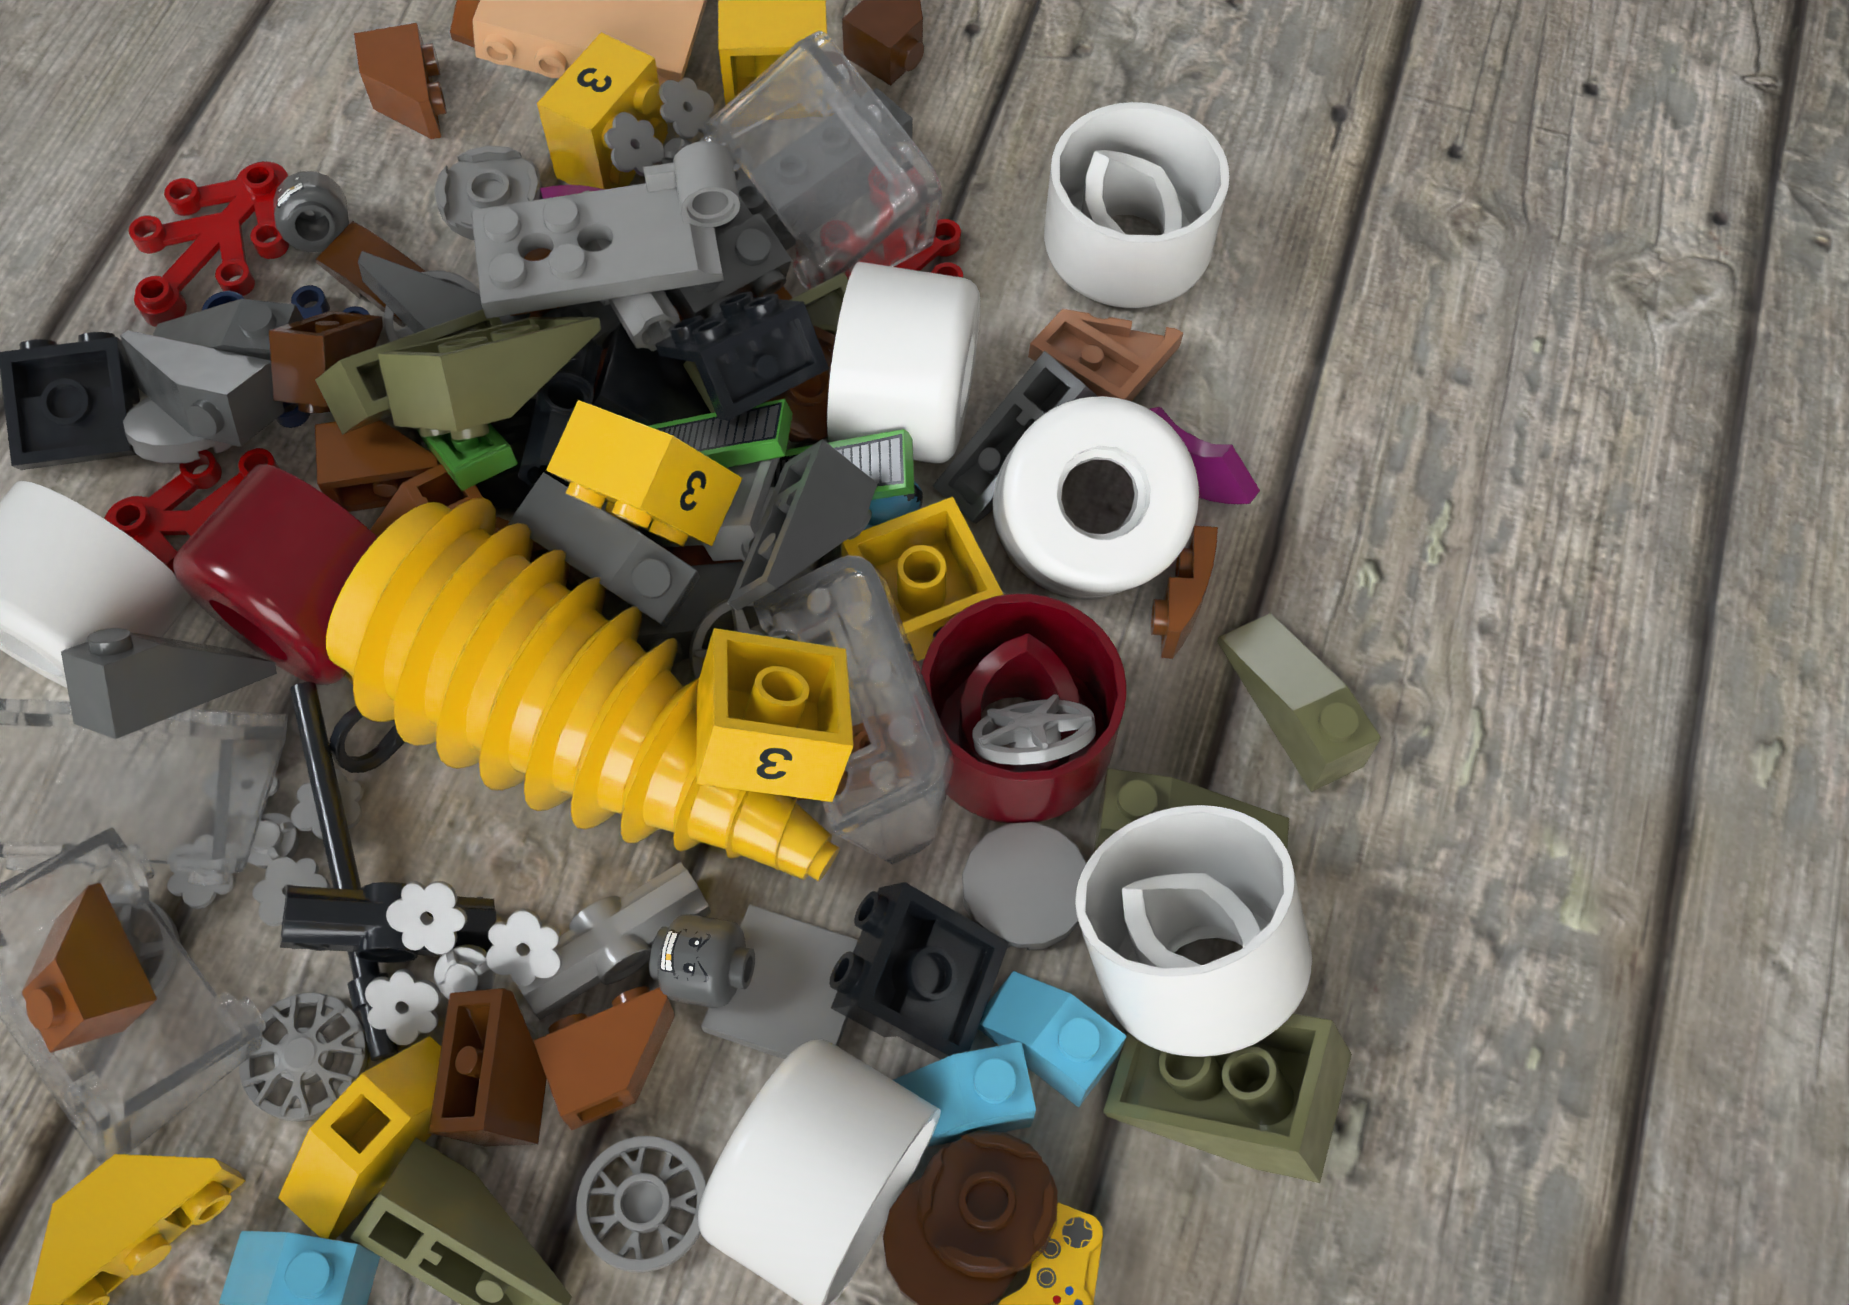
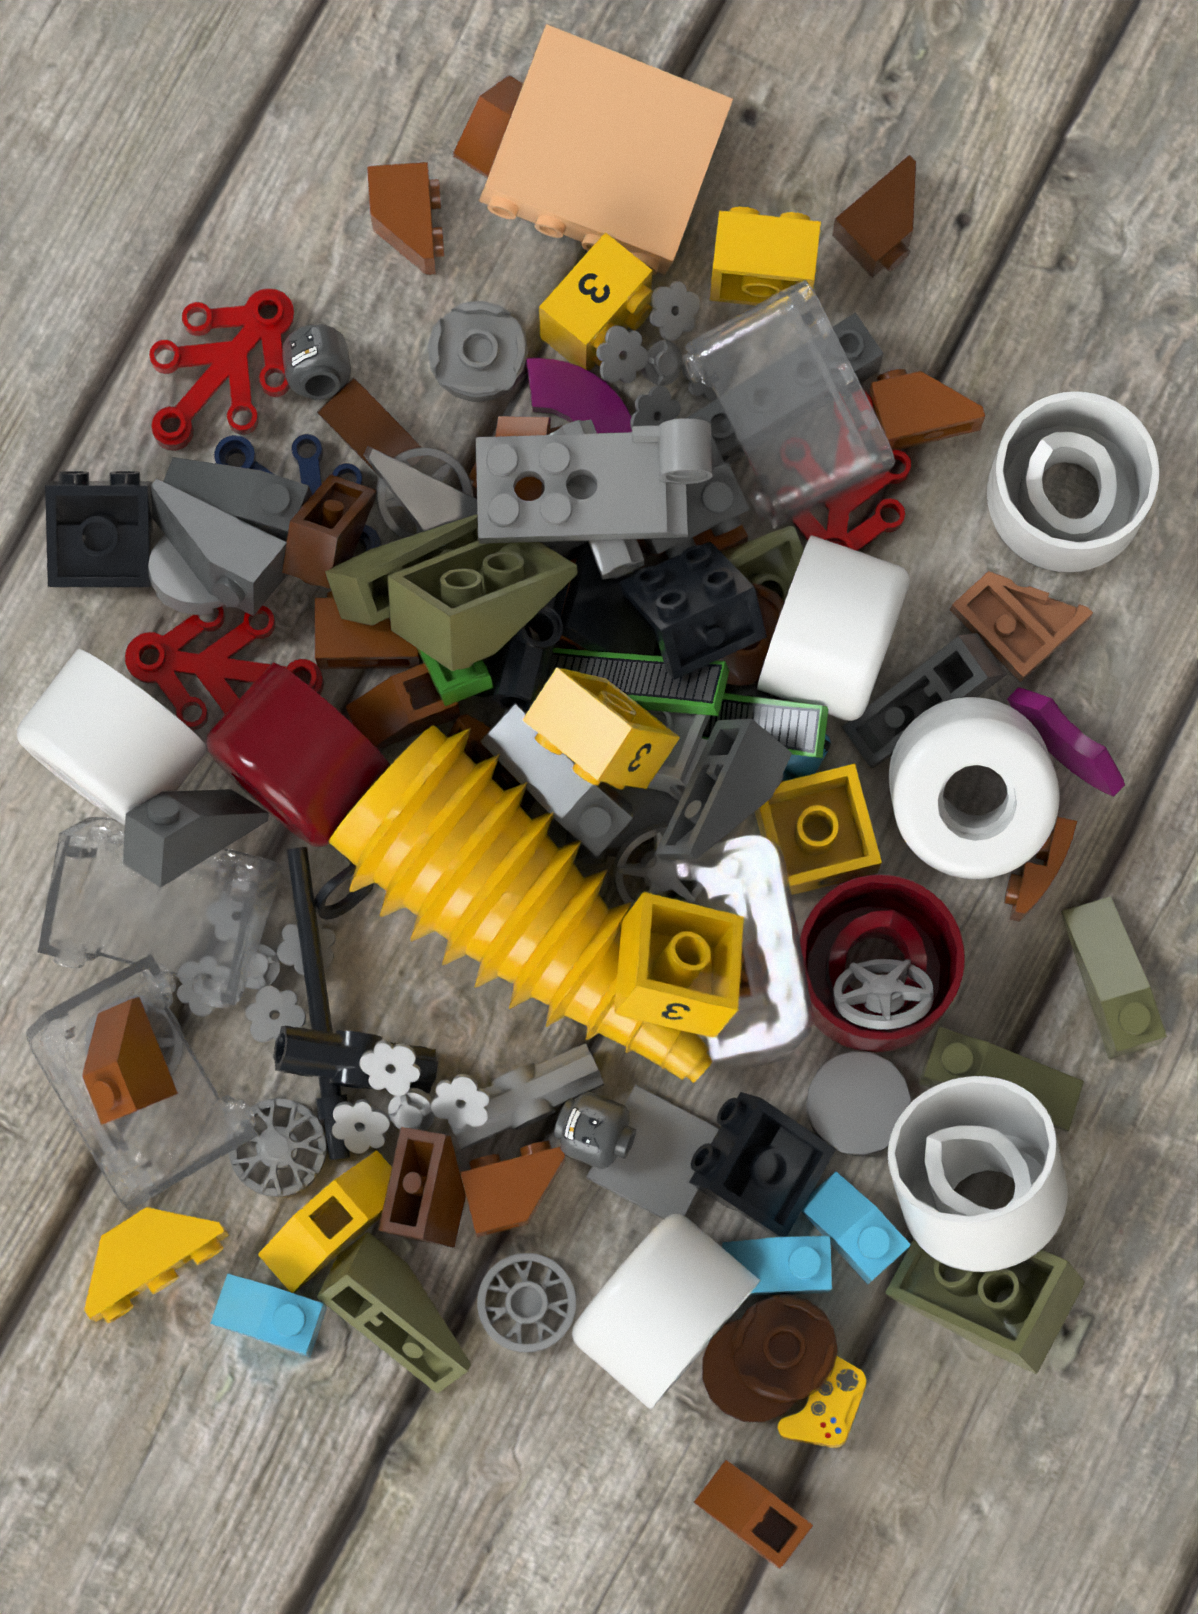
camera: 10 degrees right, 15 degrees up
(975, 175) = (921, 409): none -> dark orange slope

